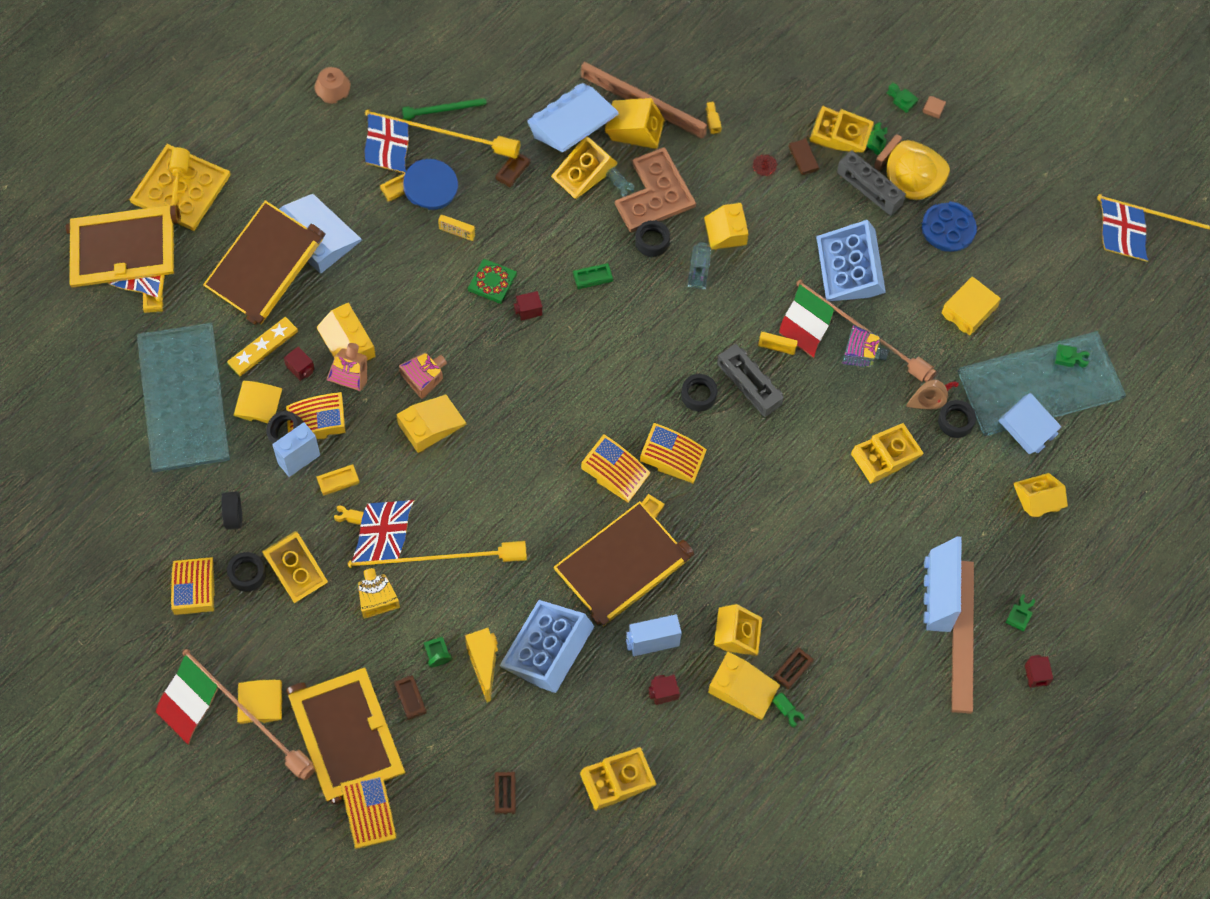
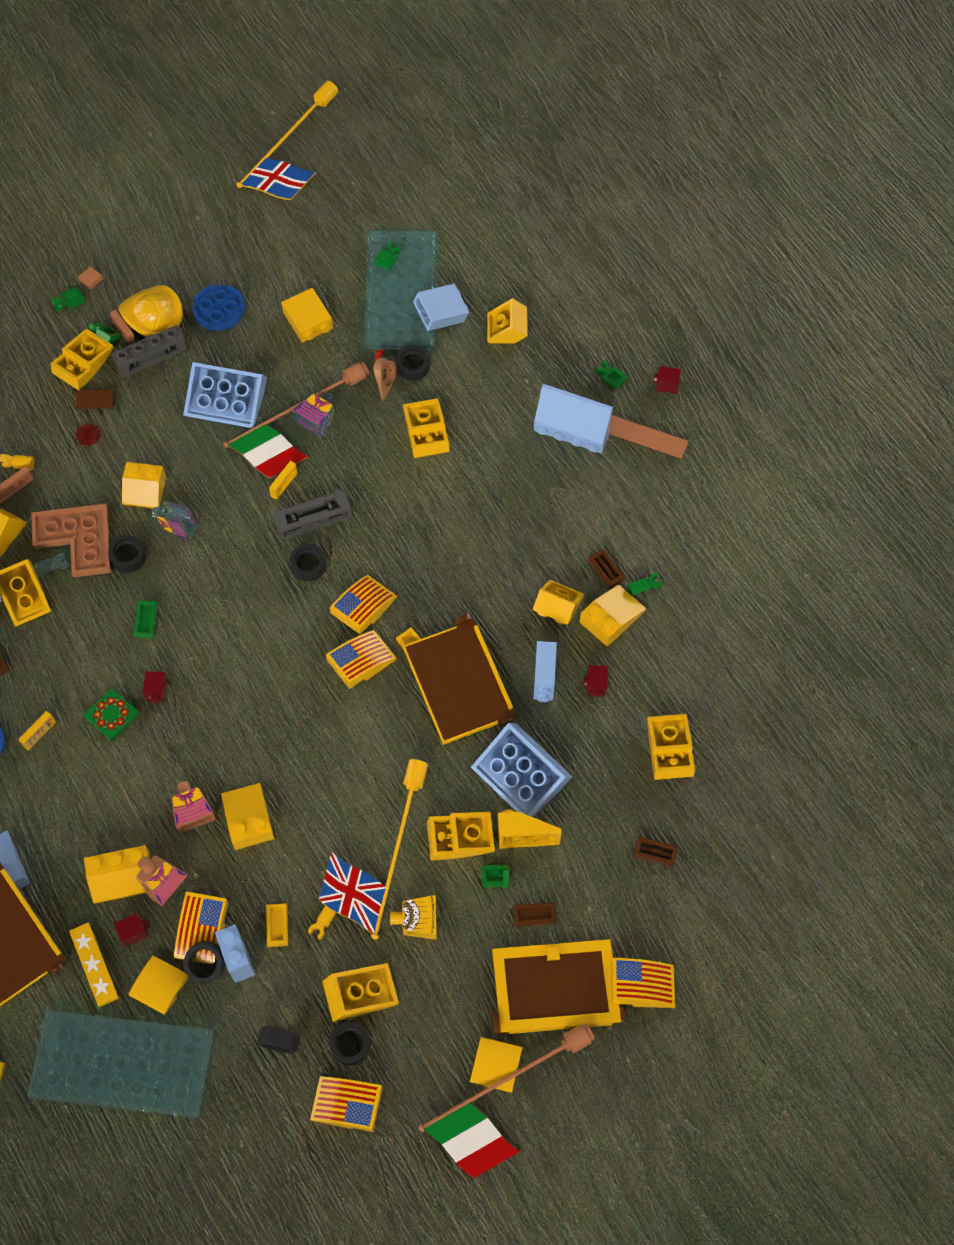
camera: 70 degrees left, 0 degrees up
(465, 607) = (460, 835): none -> yellow slope

